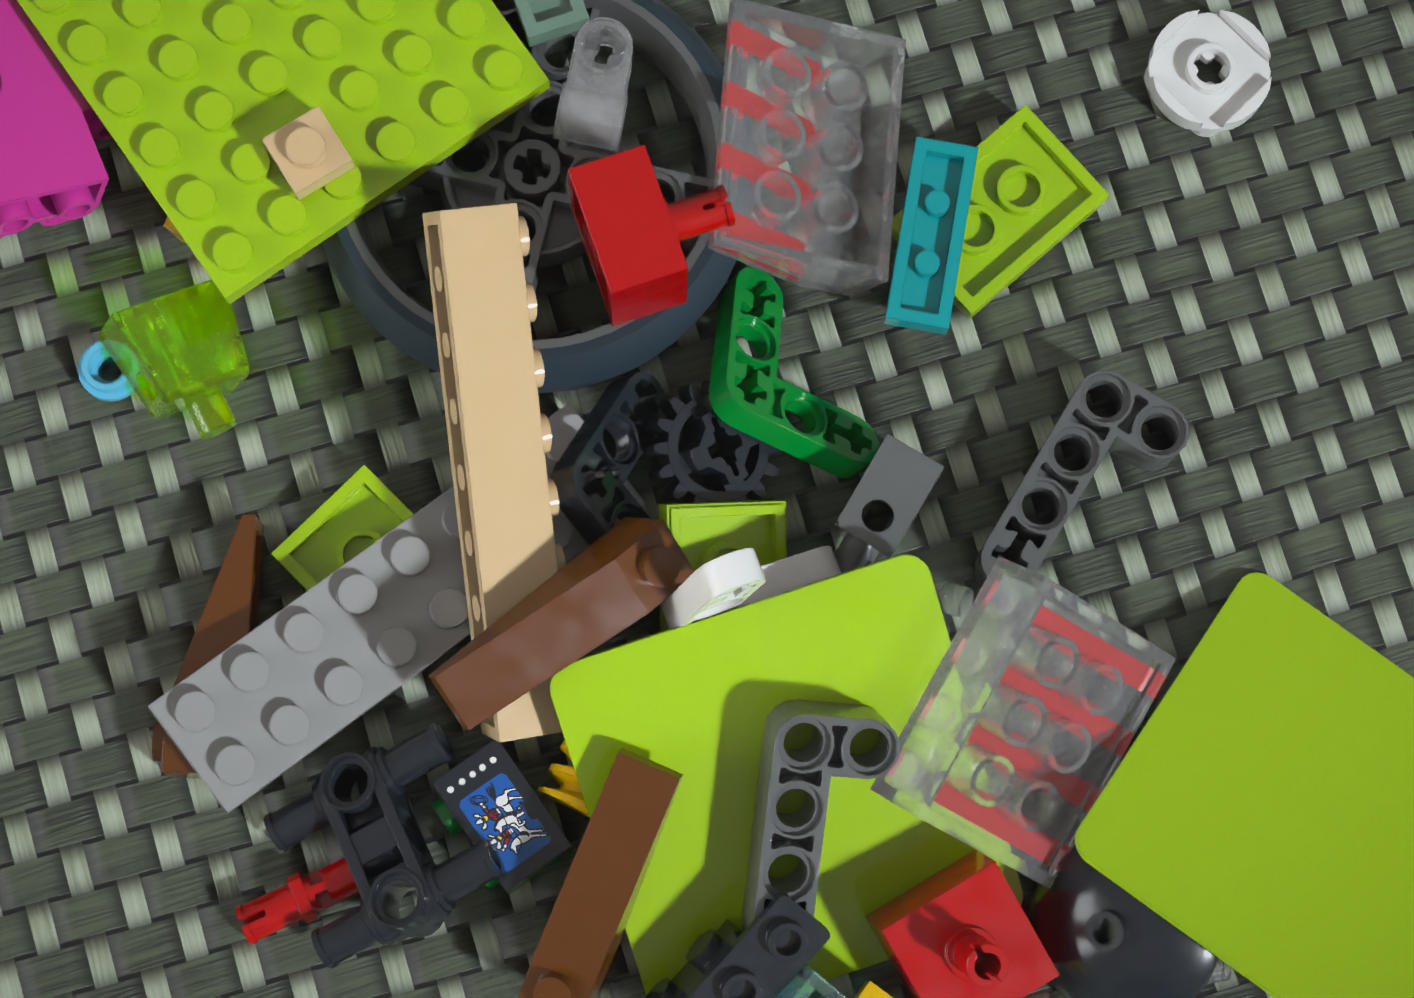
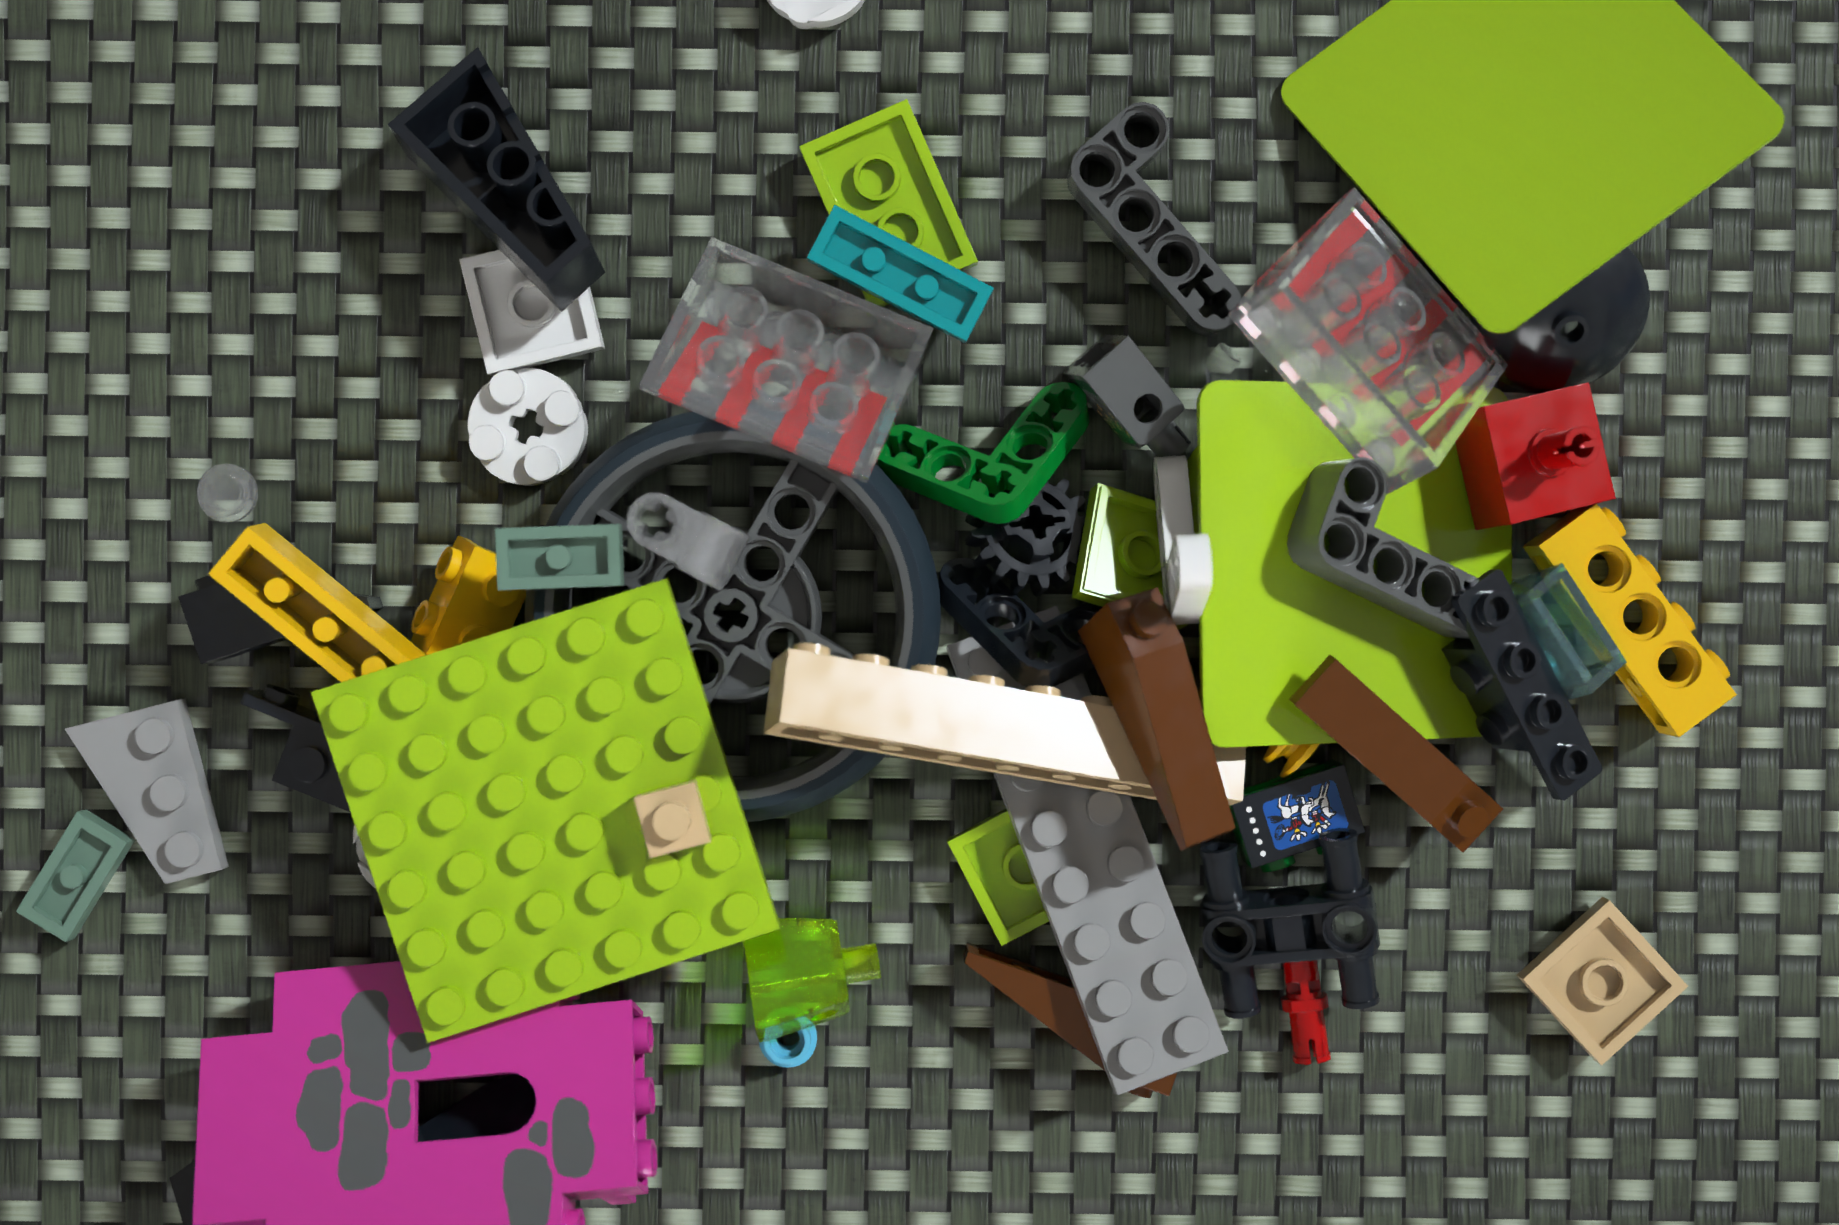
camera: 65 degrees left, 10 degrees up
(636, 234) = (843, 544): red brick -> none

